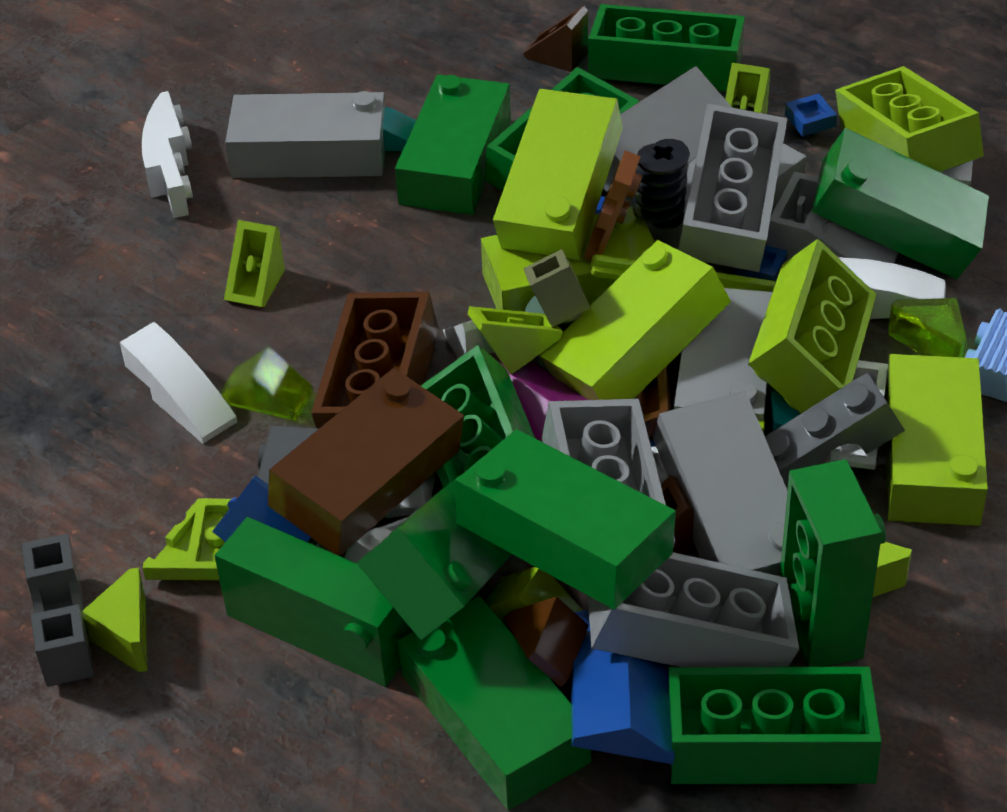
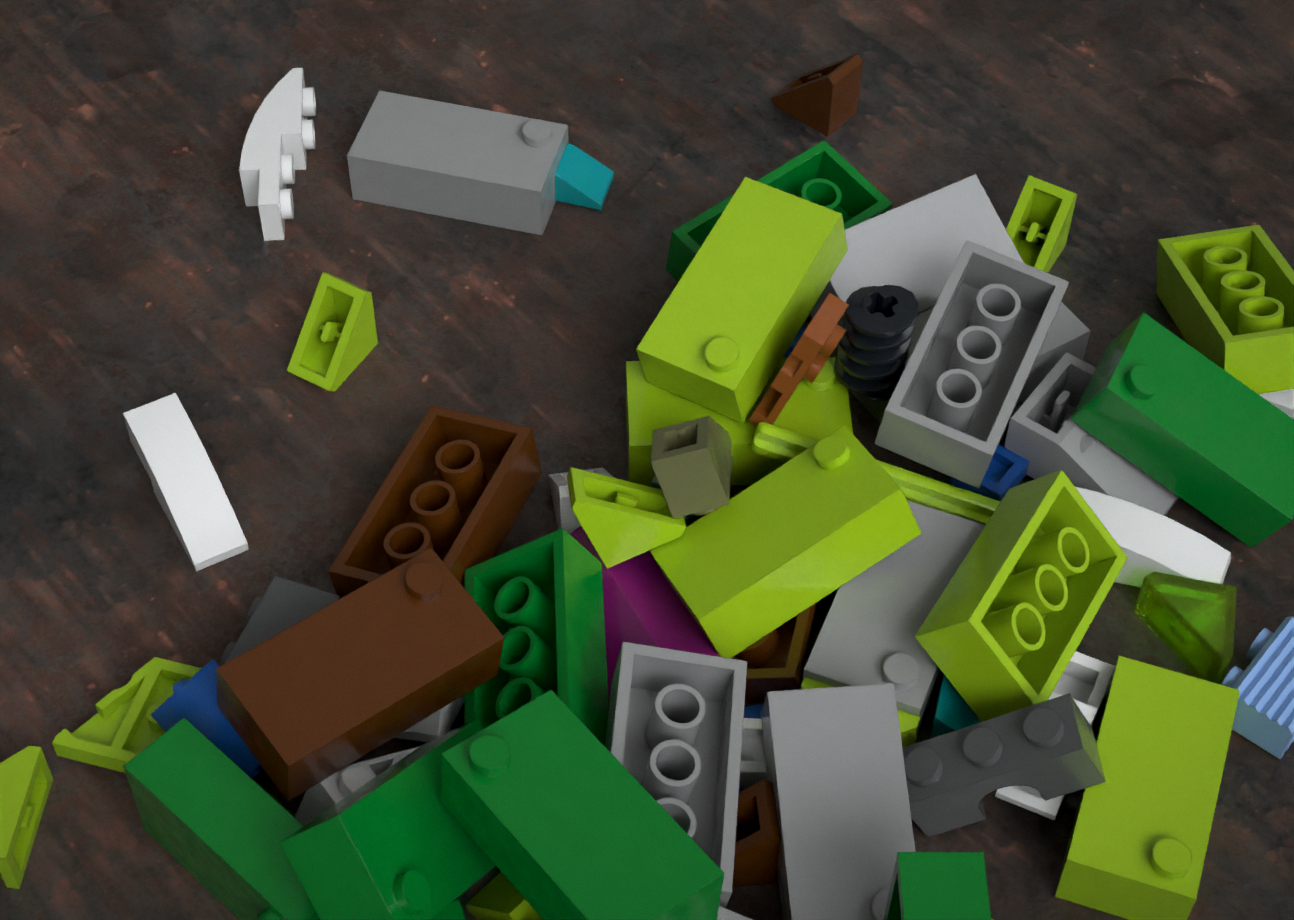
camera: 10 degrees right, 5 degrees up
(267, 386) = (298, 511): clear neon green slope -> none
(448, 144) = (623, 221): green brick -> none
(663, 44) = (953, 127): green brick -> none
(810, 114) = (1119, 264): blue plate -> none

